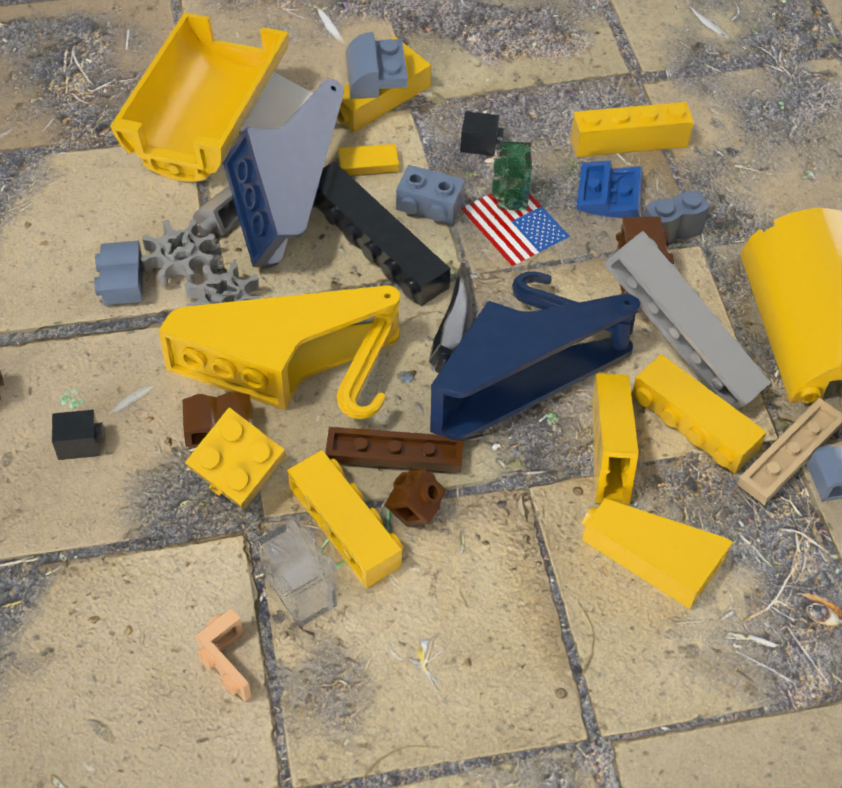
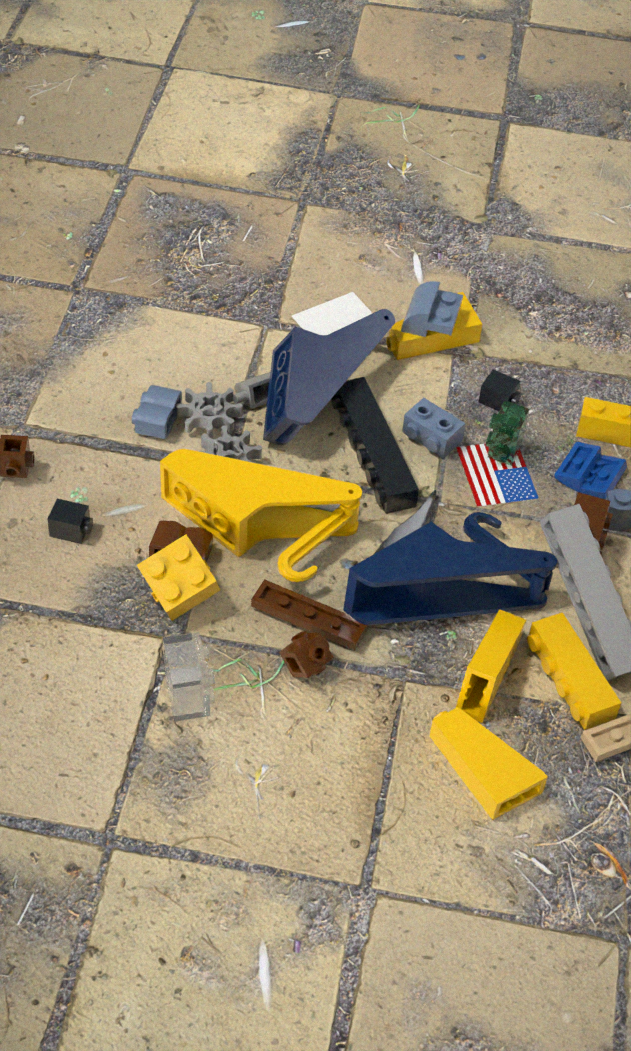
camera: 20 degrees right, 5 degrees down
(195, 99) = (275, 292): yellow cylinder -> none
(213, 639) = (102, 705): light nougat bracket -> none
(345, 518) = (244, 652): yellow brick -> none
(369, 159) = (397, 385): yellow tile -> none

